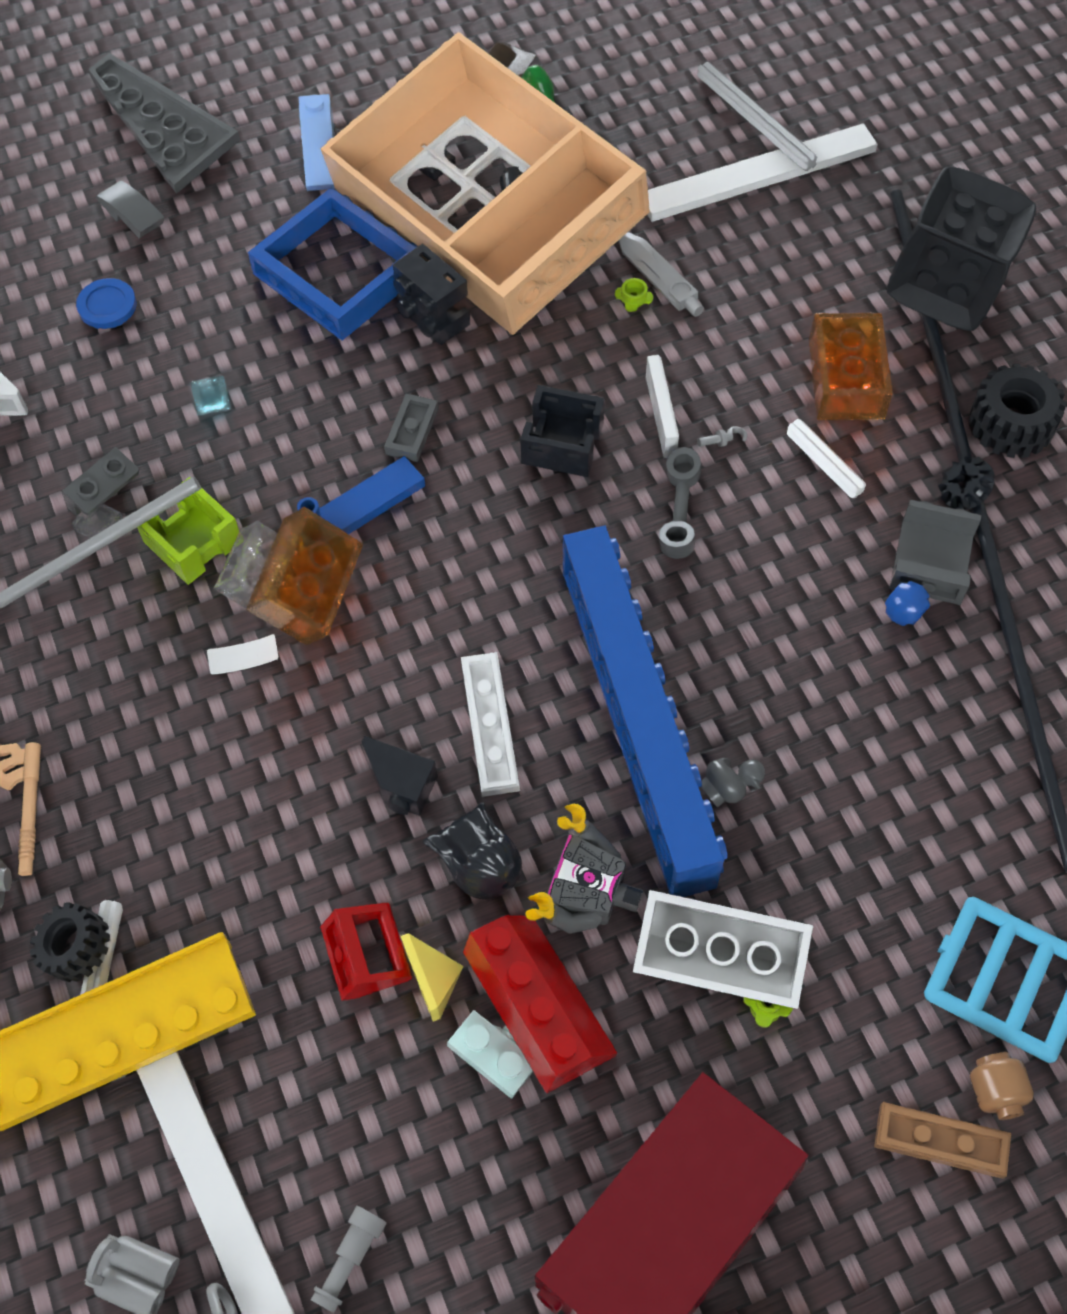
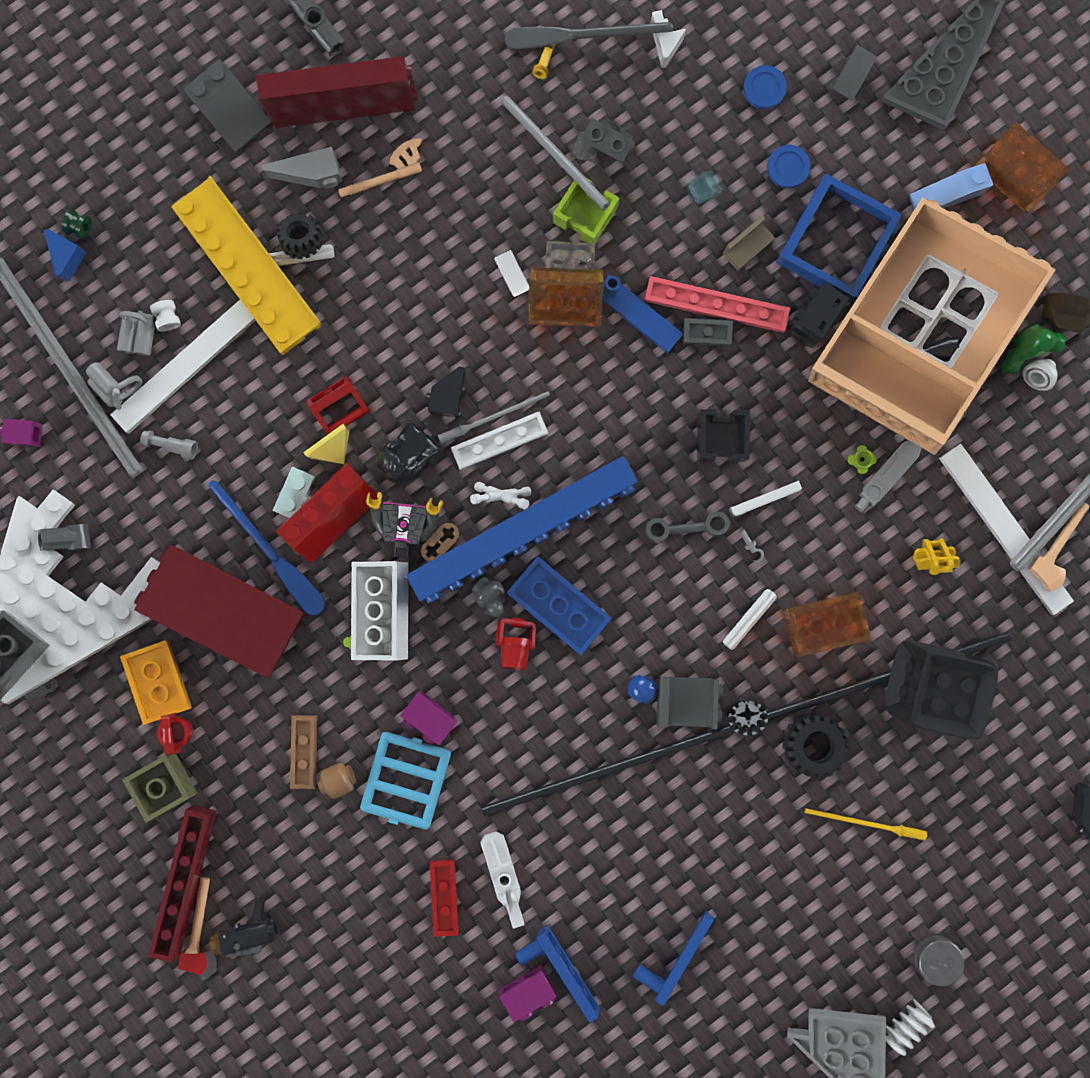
camera: 75 degrees right, 25 degrees up
(118, 1209) = (165, 316): none -> white wheel
(221, 298) = (788, 166): none -> blue piece
(307, 360) = (748, 244): none -> dark tan panel
(316, 66) = (1022, 167): none -> clear orange brick
(375, 412) = (717, 304): none -> coral plate
(457, 771) = (462, 429): none -> light grey piece
(575, 731) = (494, 494): none -> white piece
(577, 99) = (1041, 374): none -> white brick
(634, 834) = (436, 537): none -> medium nougat beam
(642, 1089) = (295, 582): none -> blue piece
(761, 690) = (559, 605): none -> blue plate
(781, 237) = (936, 560): none -> yellow piece
(818, 140) = (1043, 567): none -> light nougat piece
(820, 761) = (514, 649): none -> red piece
(912, 913) = (428, 718): none -> magenta brick

